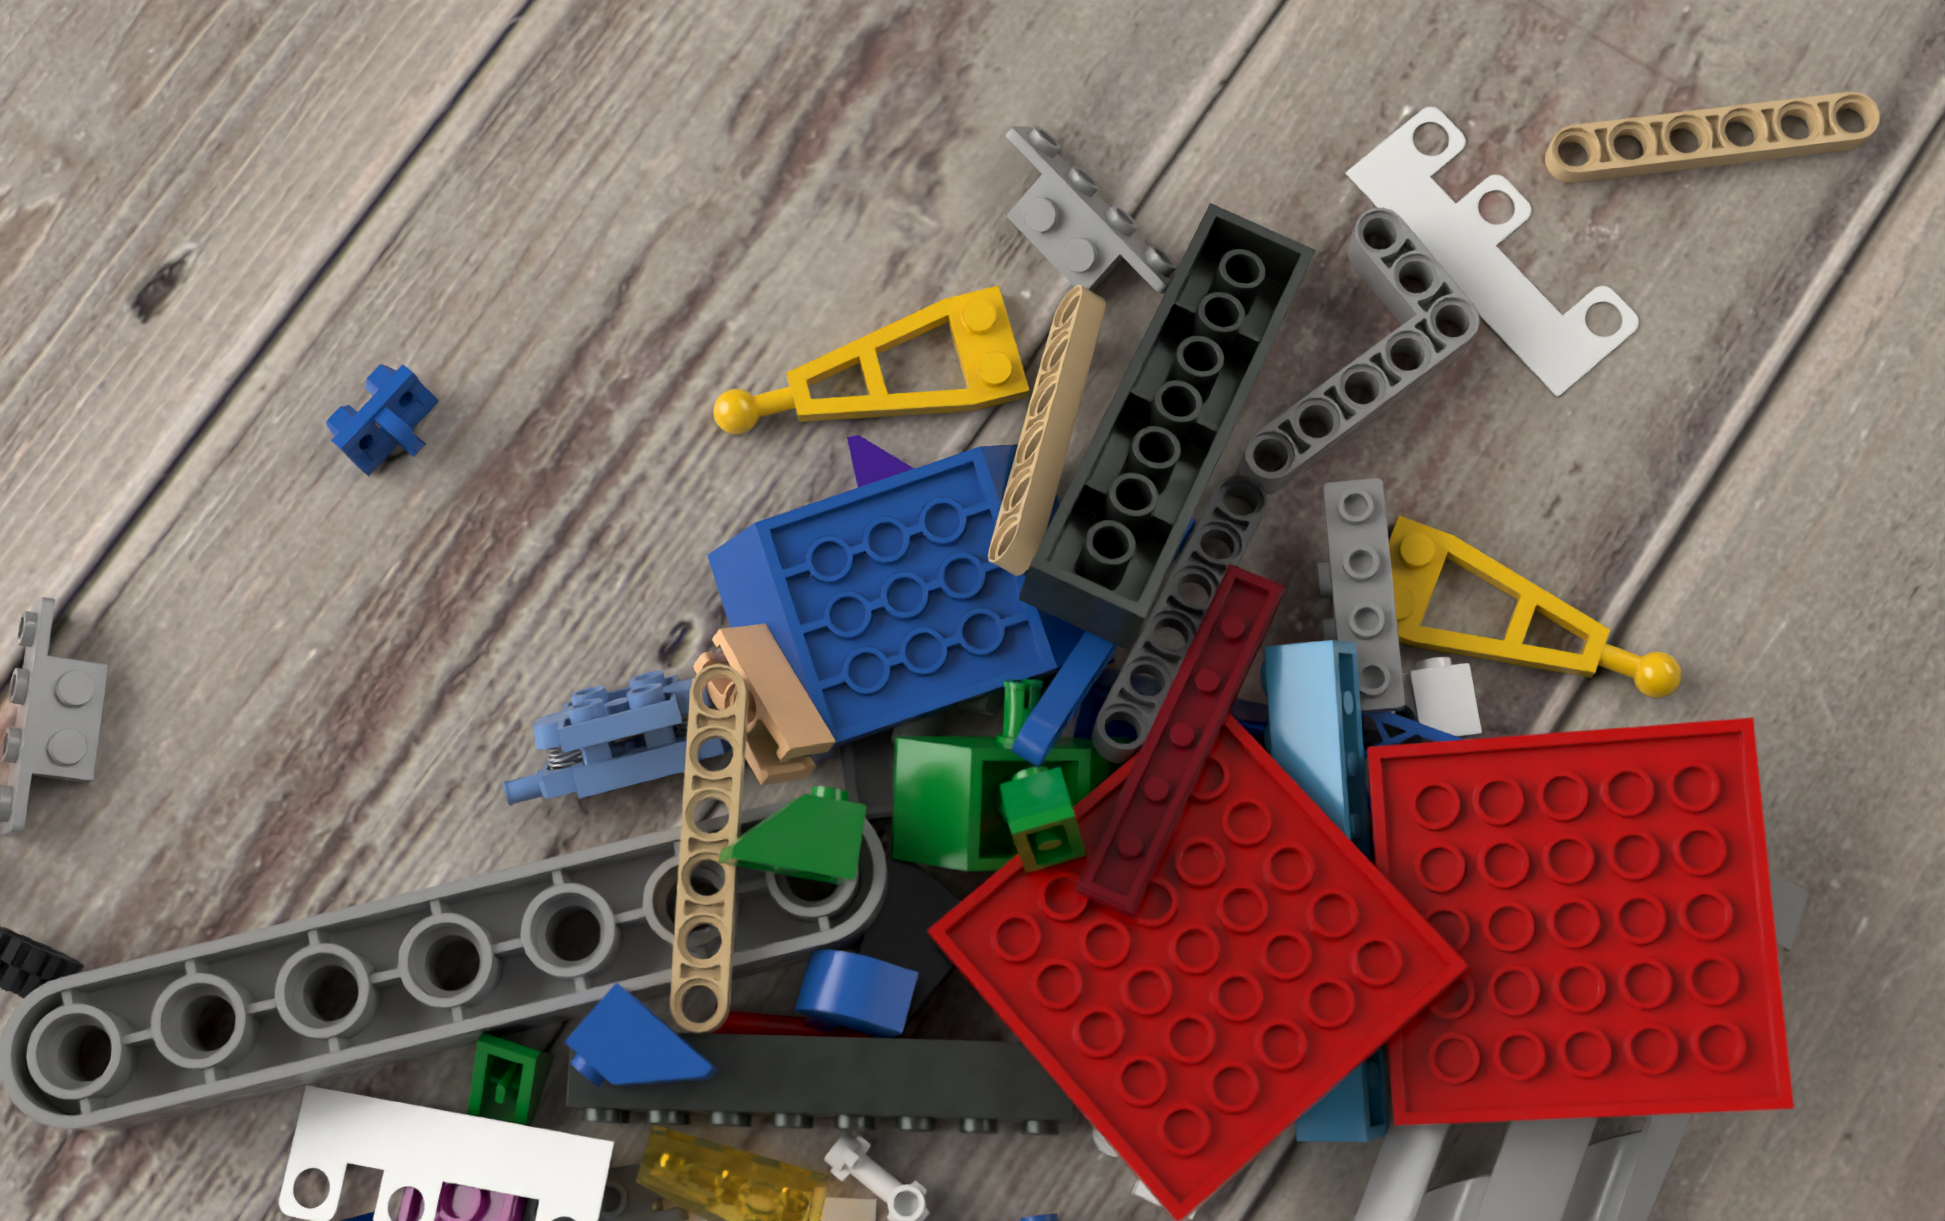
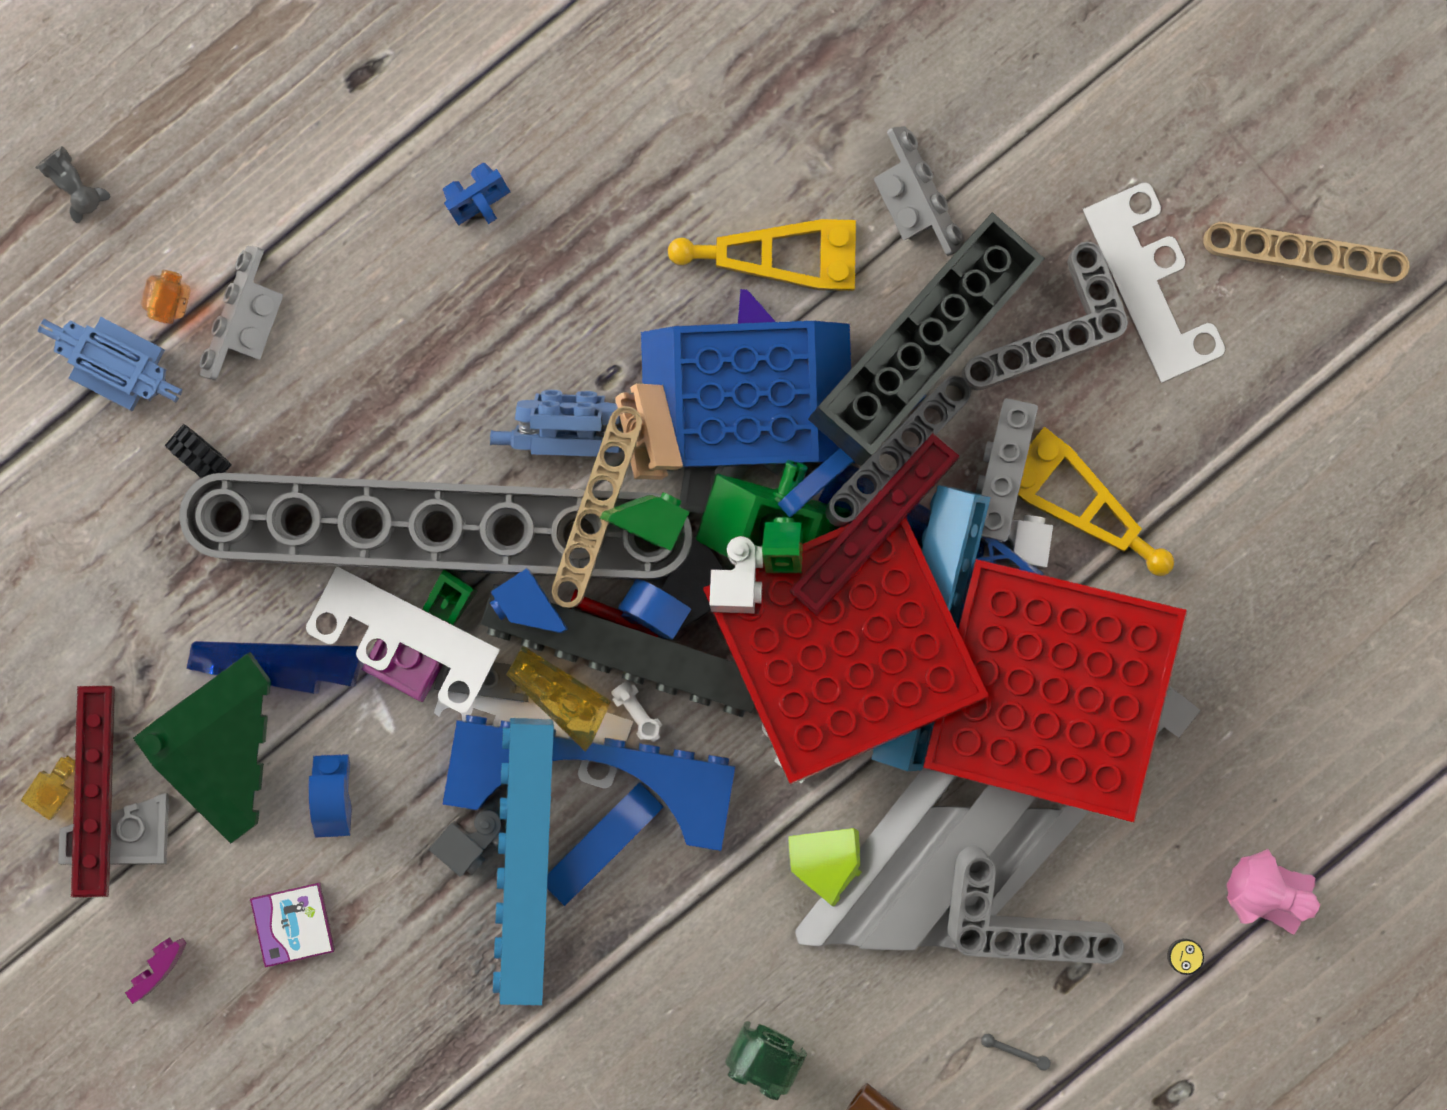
camera: 20 degrees right, 10 degrees up
(984, 912) = (737, 588): none -> white brick
(1047, 431) = (856, 320): tan beam -> none

